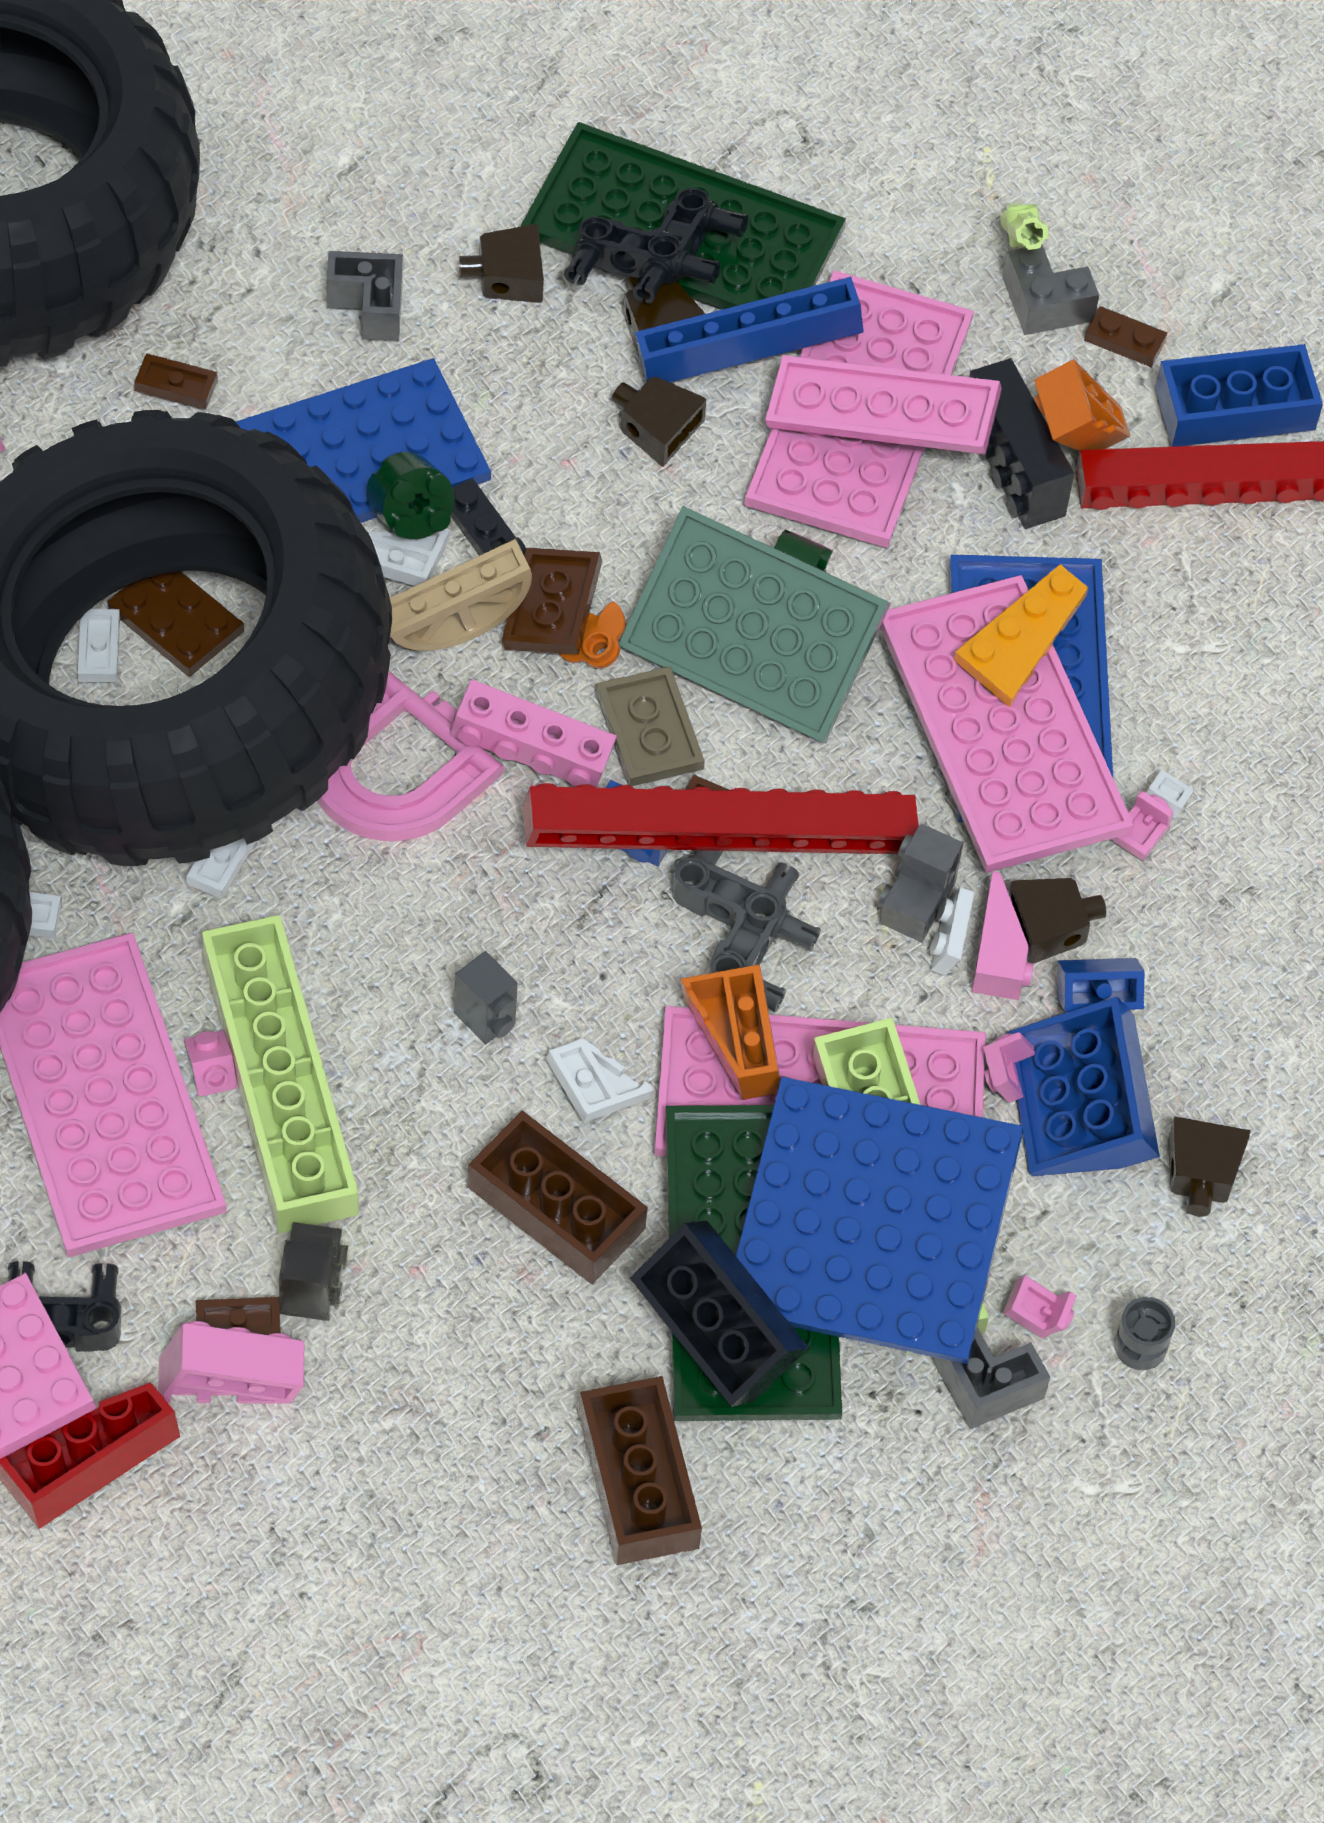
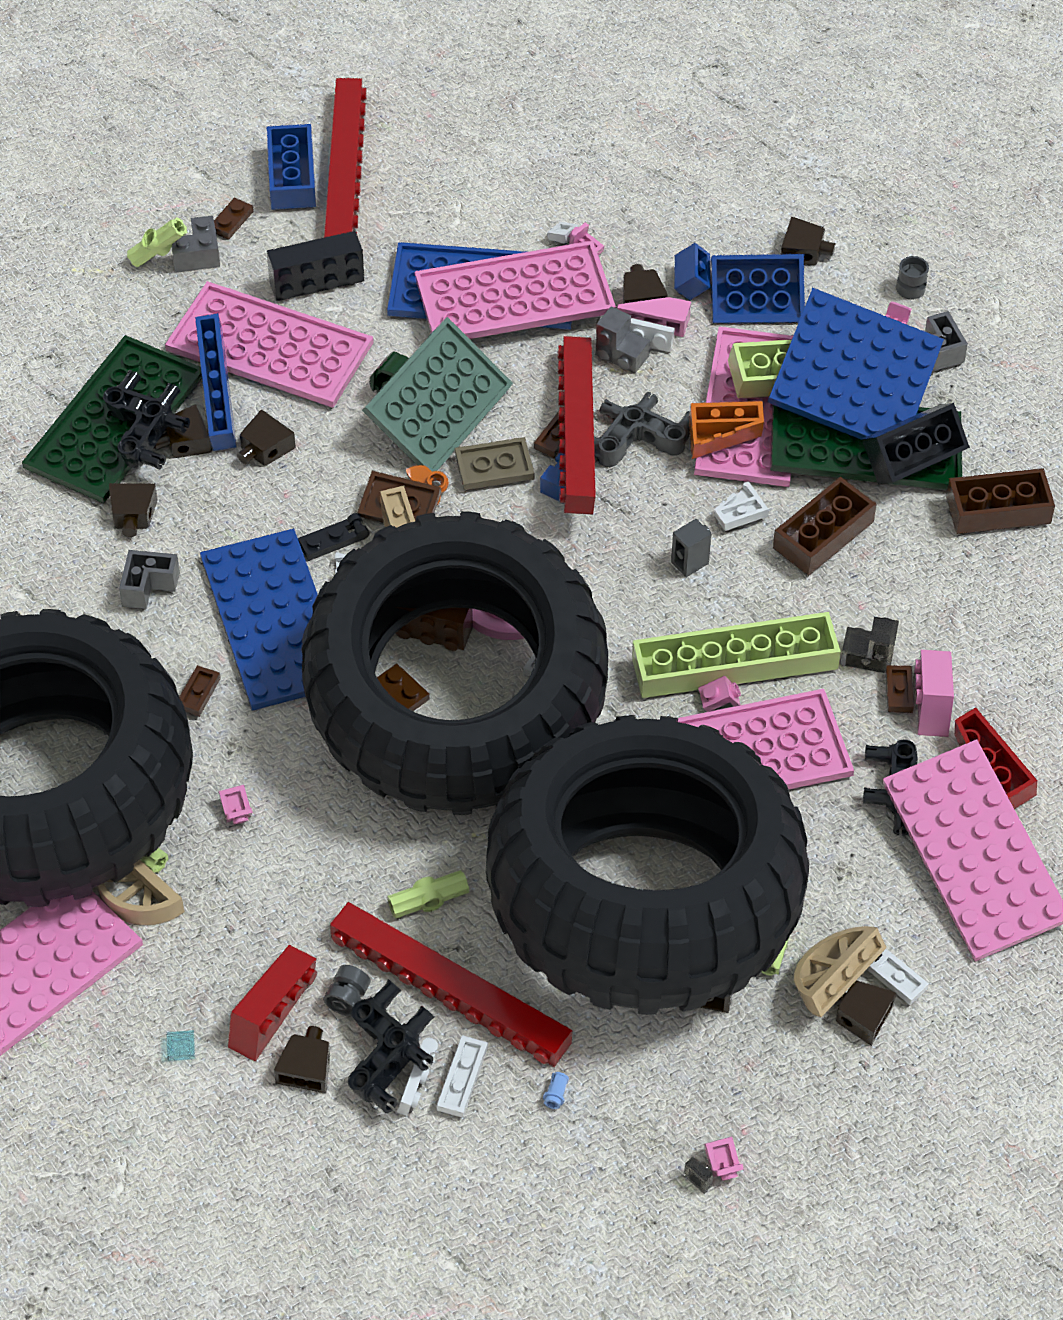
camera: 80 degrees left, 5 degrees down
(411, 496) = (318, 558): dark green brick -> none
(532, 735) = (511, 499): bright pink brick -> none
(883, 404) = (288, 317): bright pink plate -> none
(1001, 1063) = (744, 321): bright pink bracket -> none
(1016, 640) = (463, 275): light orange wing -> none
(1079, 409) = (312, 222): orange wedge -> none

